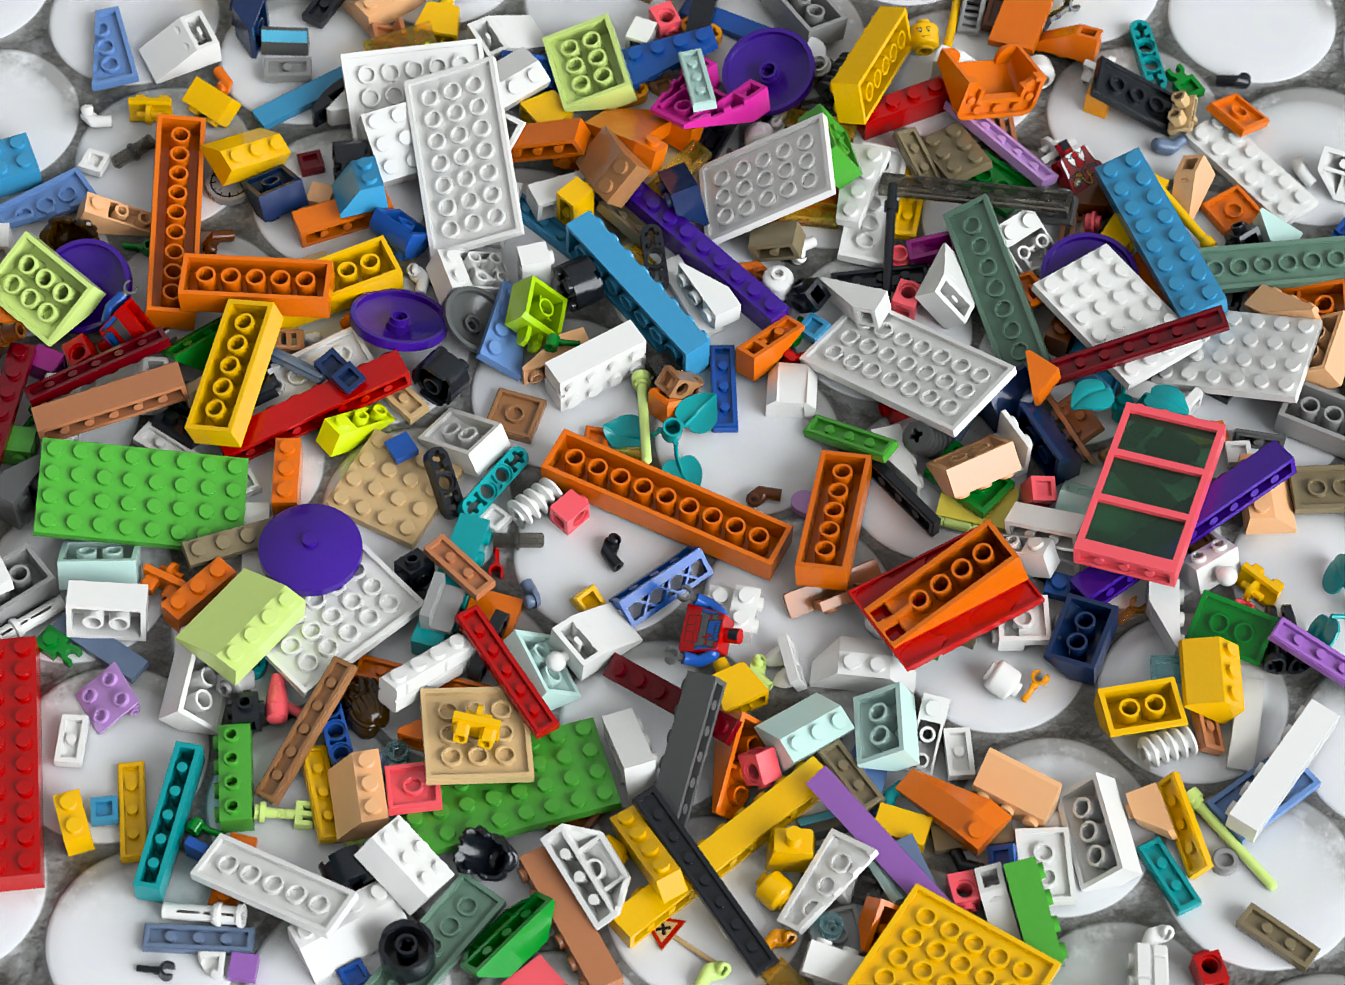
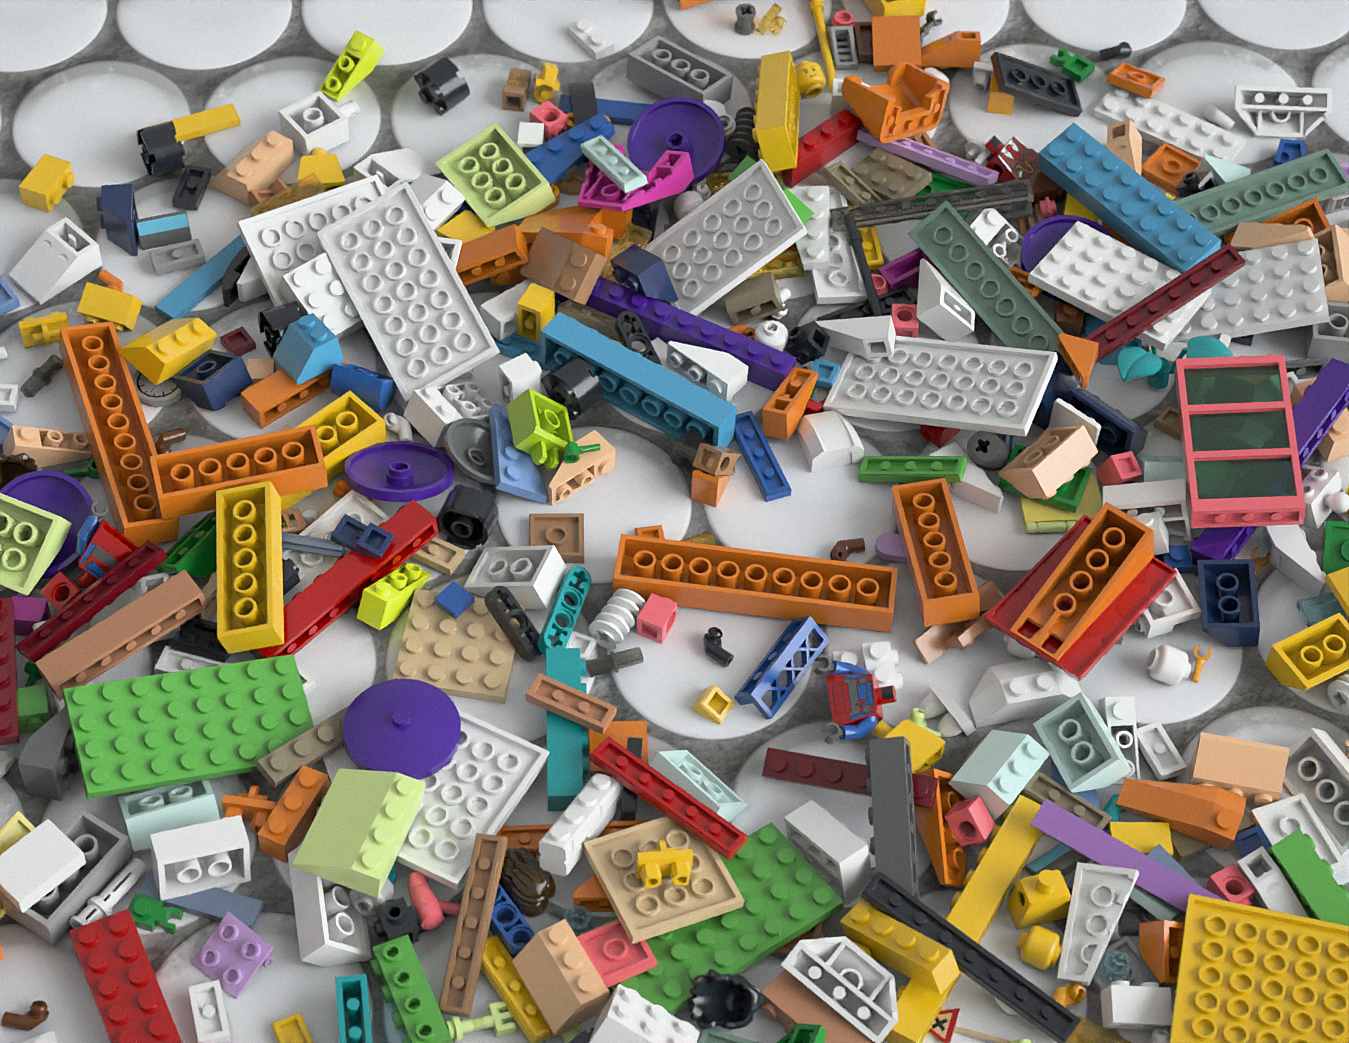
camera: 20 degrees left, 5 degrees down
(287, 474) = (341, 661): orange brick -> none
(415, 569) = (520, 719): black brick -> none
(440, 605) = (568, 749): light grey panel -> none
(496, 564) = (601, 694): red hand -> none
(532, 596) = (655, 717): sand blue arm -> none
(590, 640) = (735, 744): white slope -> none
(595, 365) = (624, 464): white piece -> none
(641, 382) = (675, 470): yellowish green piece -> none
(695, 411) = (743, 488): teal plant -> none
(905, 498) = (992, 514): black tile -> none
(962, 863) = (1216, 863): black arm -> none
(1080, 424) = (1124, 396): nougat bracket -> none
(1145, 58) = (1011, 31): teal beam -> none
(1167, 146) = (1085, 123): sand blue arm -> none
(1183, 112) = (1086, 89): tan hips -> none

